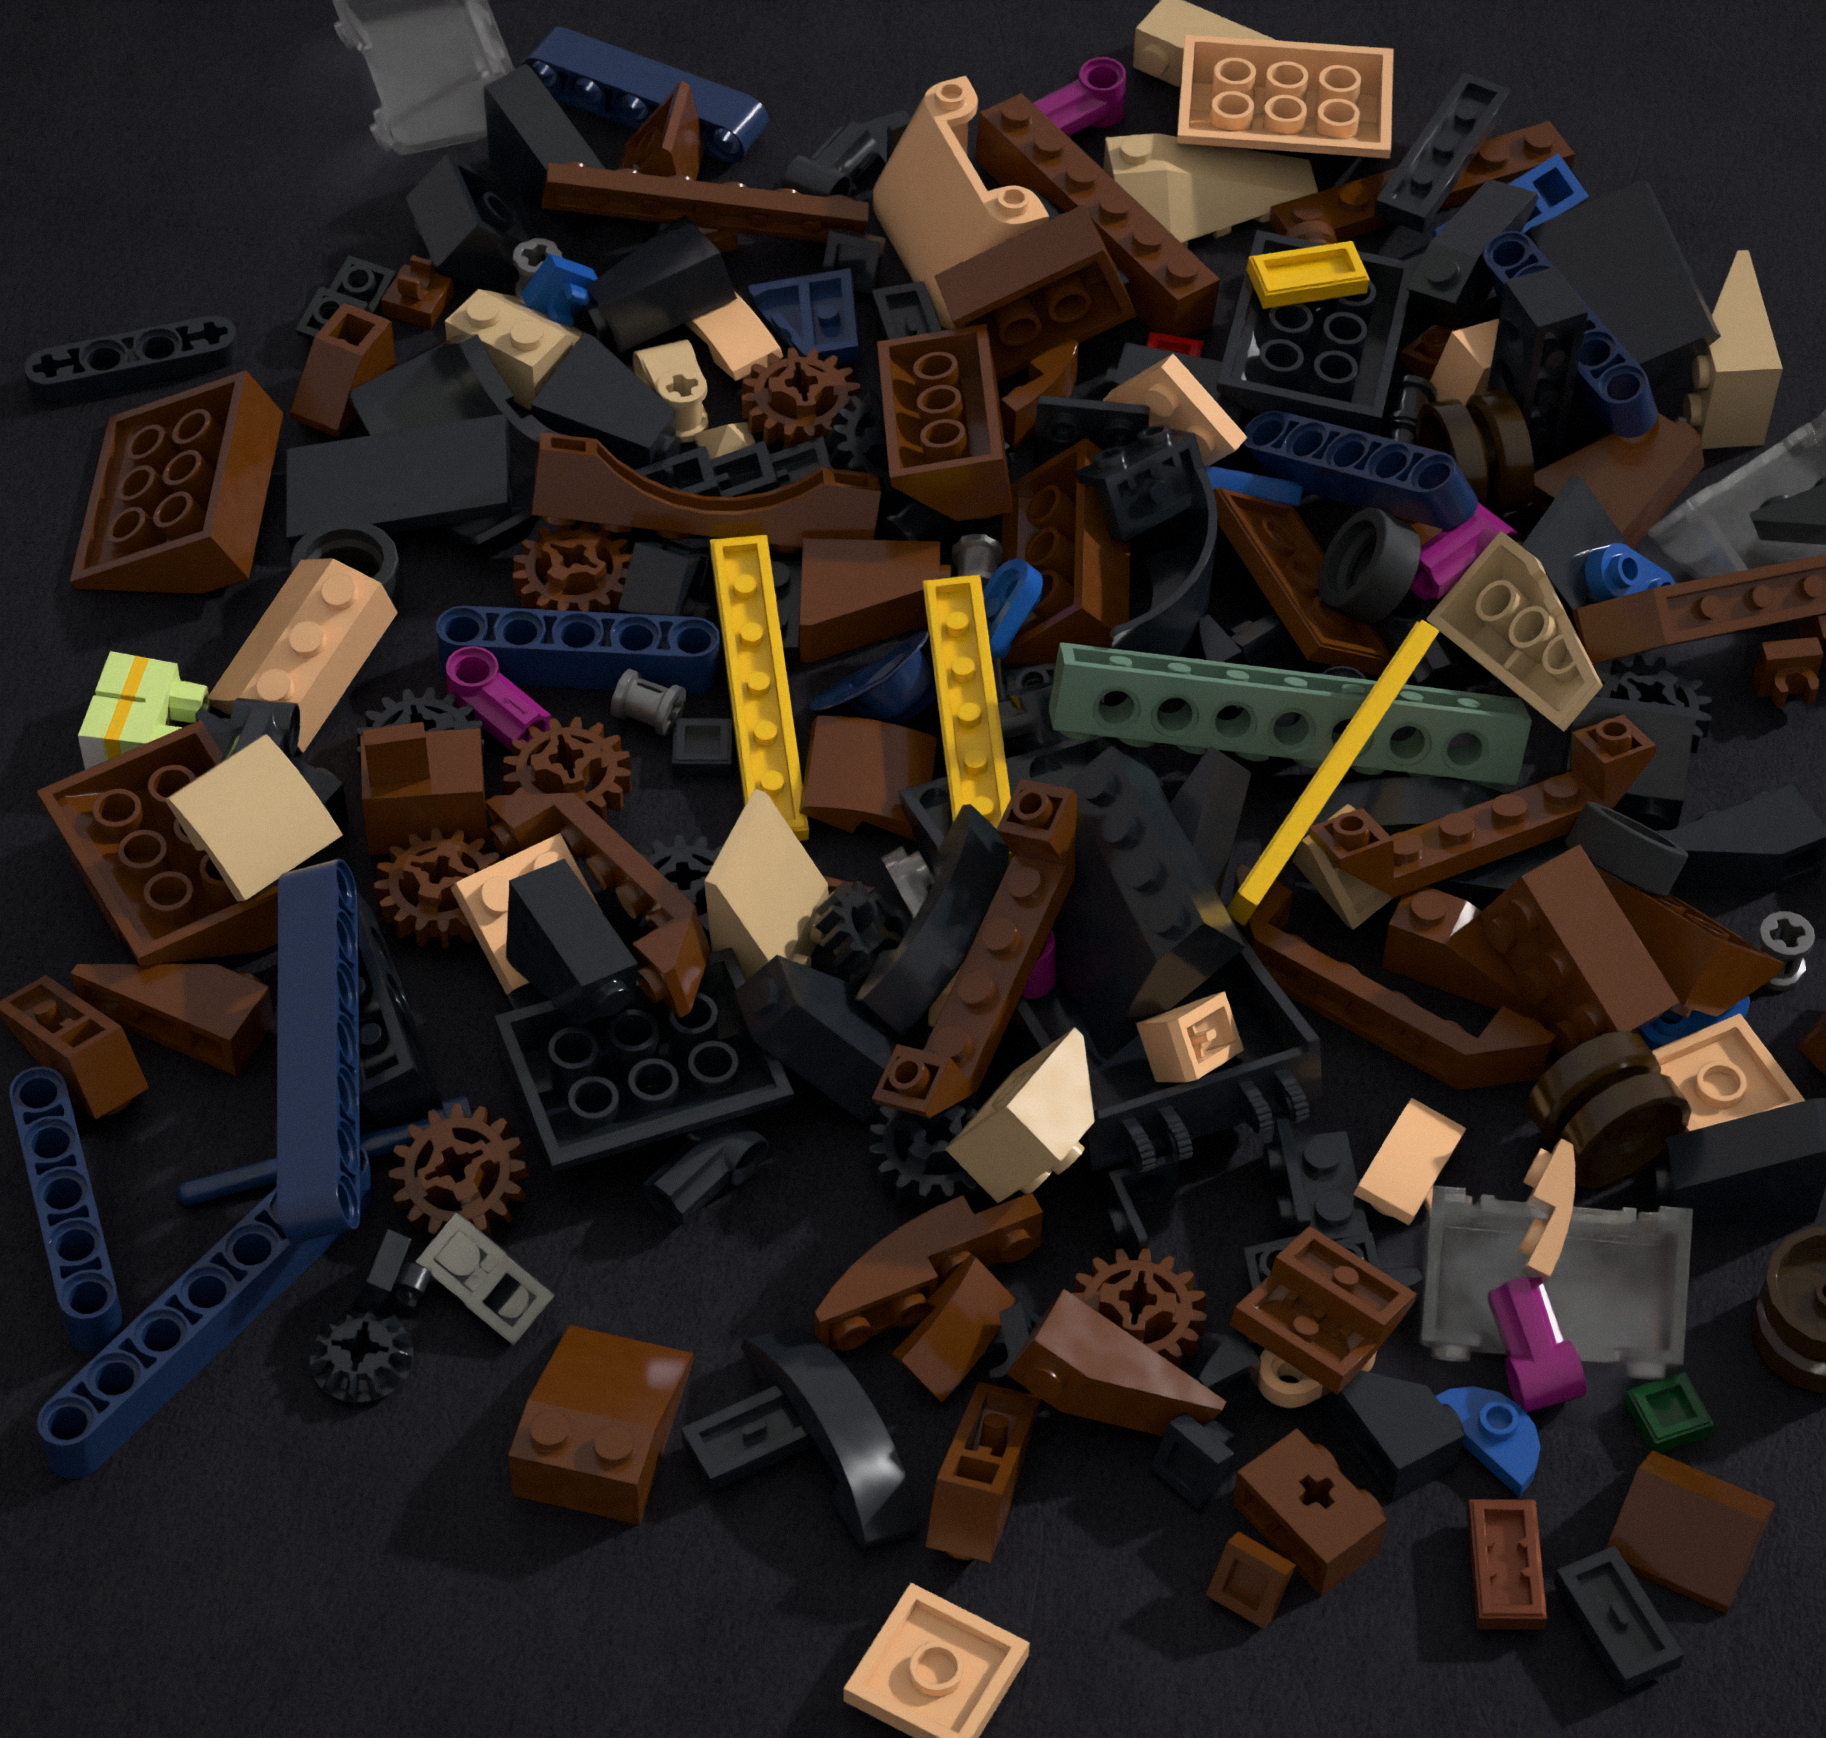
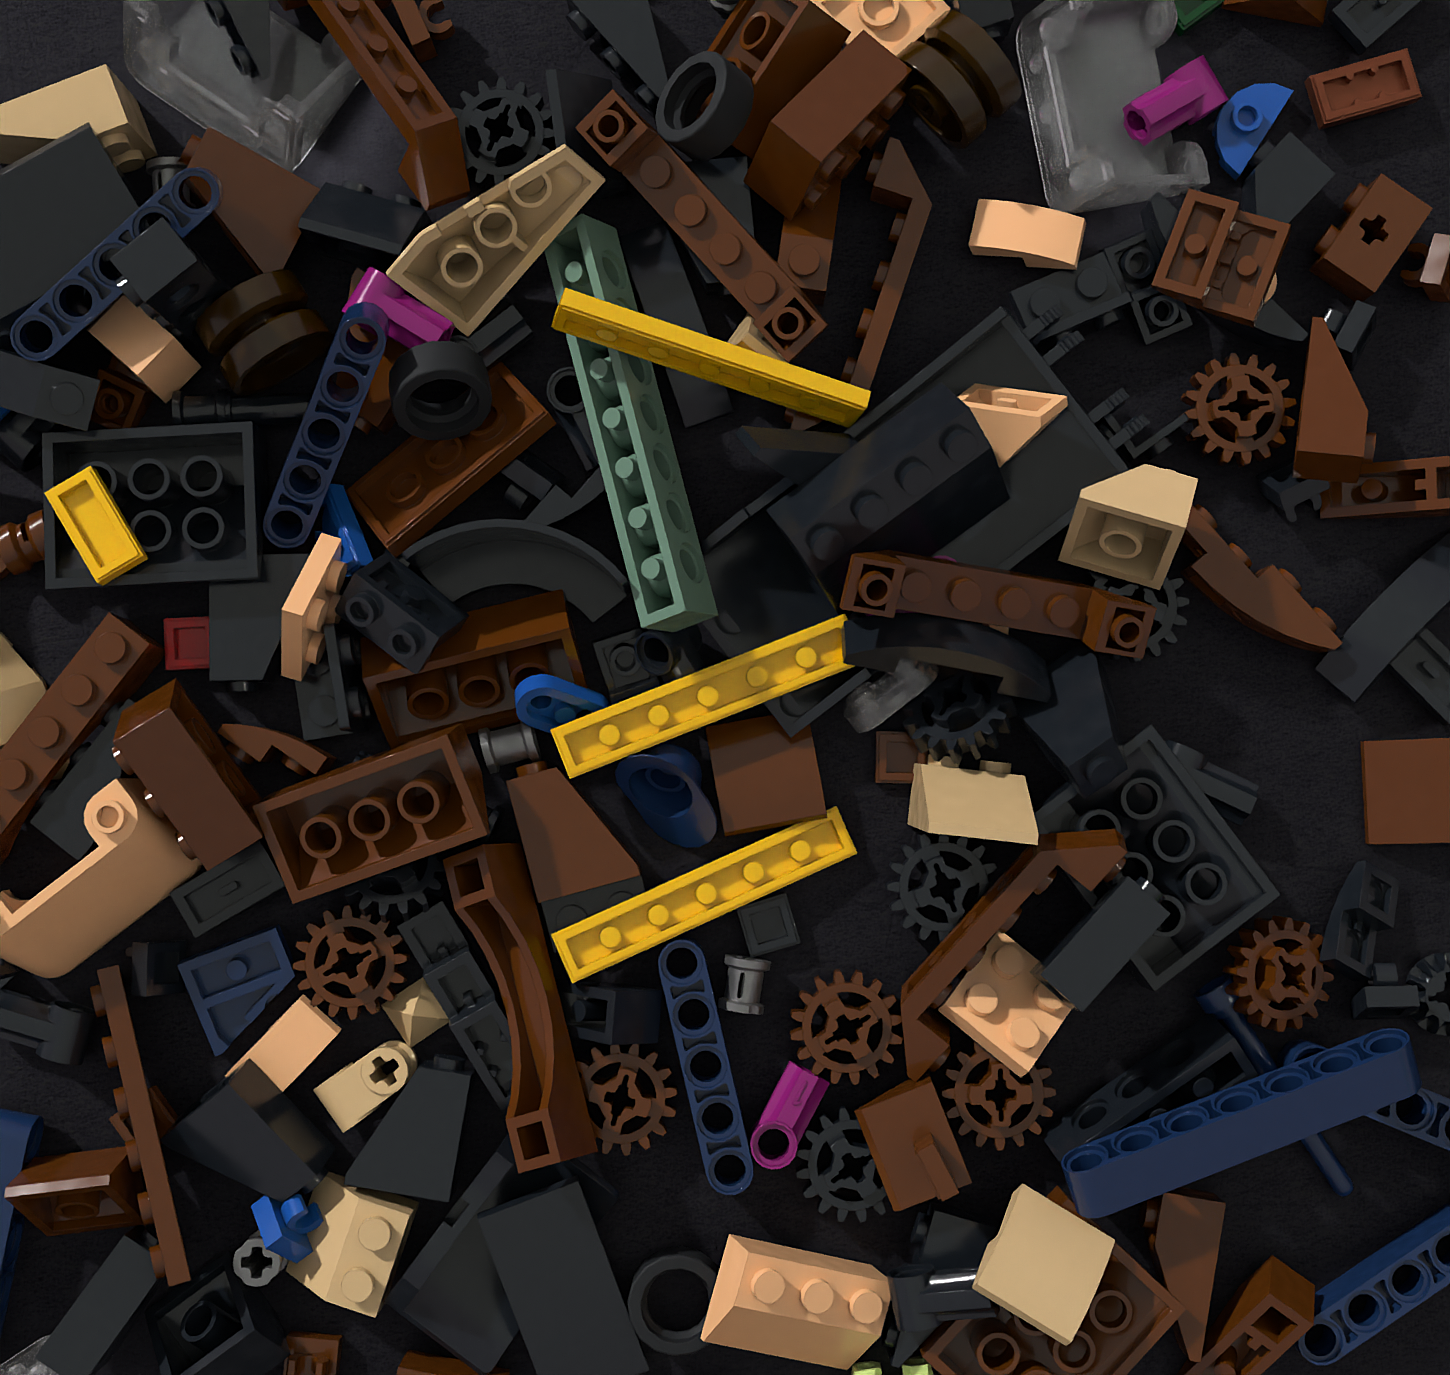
camera: 105 degrees left, 35 degrees up
(956, 1330) = (1289, 536): reddish brown slope -> none
(1552, 1193) = (1095, 96): light nougat slope -> none
(1621, 571) = (369, 169): blue plate -> none

